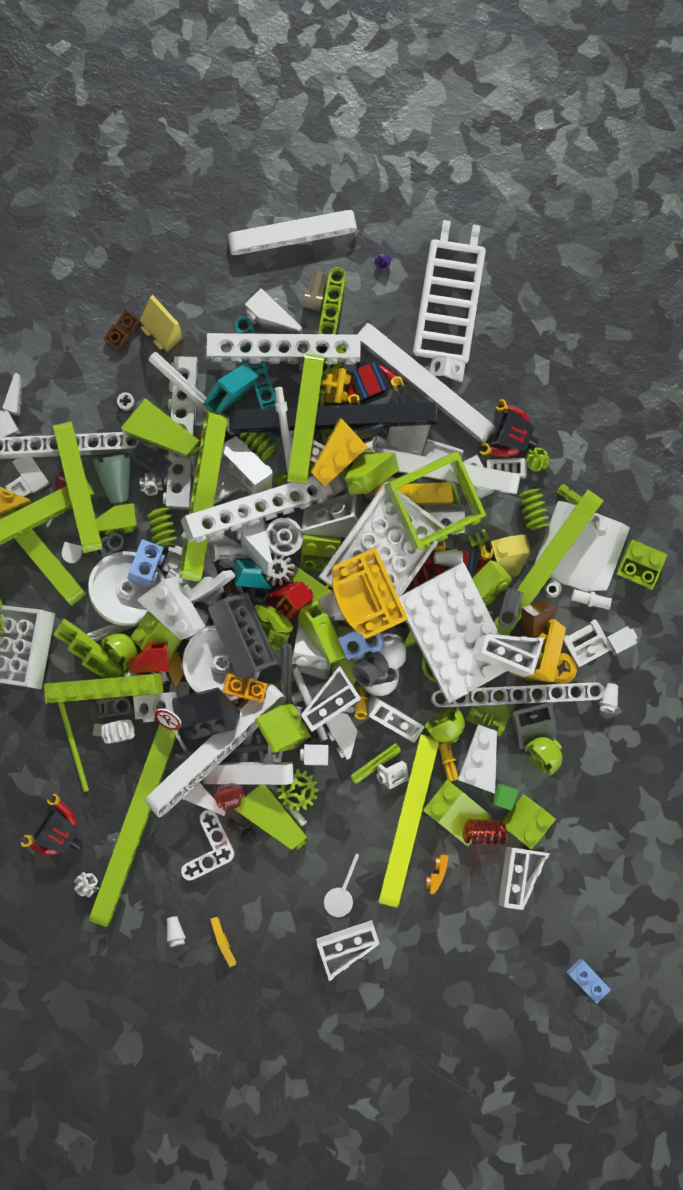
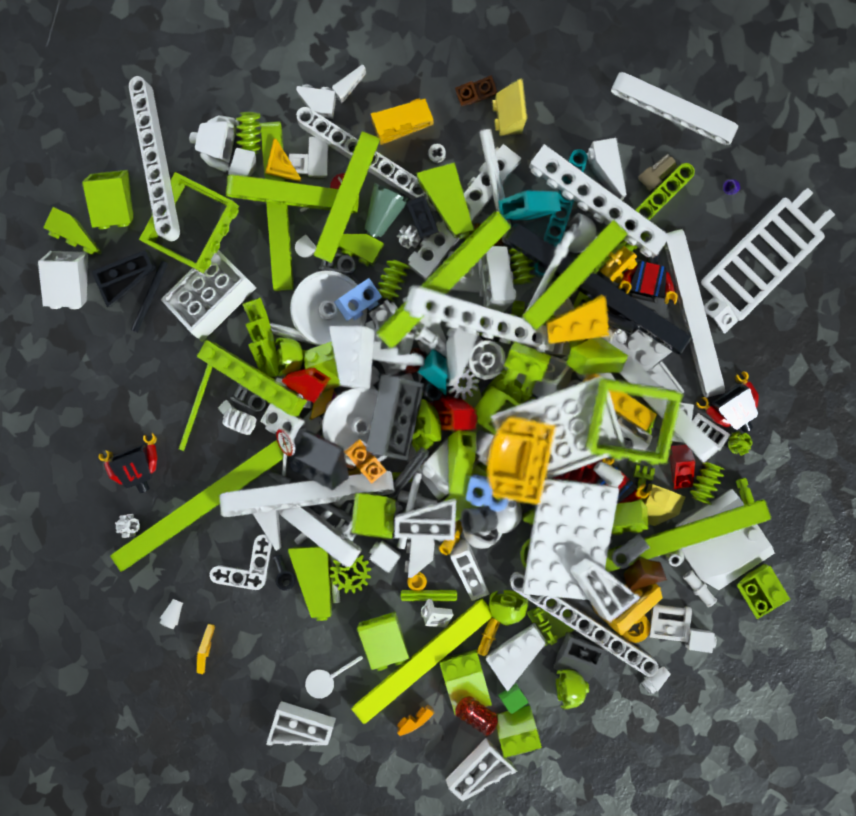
camera: 30 degrees right, 5 degrees up
(78, 395) = (401, 120): none -> yellow wedge
(229, 797) = (290, 539): clear red head -> none
(289, 380) = (583, 230): none -> white cylinder
(312, 568) = (492, 403): none -> lime slope
(316, 514) = (527, 362): none -> lime brick
(358, 759) = (417, 582): none -> yellow plate
(365, 827) = (383, 641): none -> lime slope
(504, 511) = (682, 466): none -> red slope

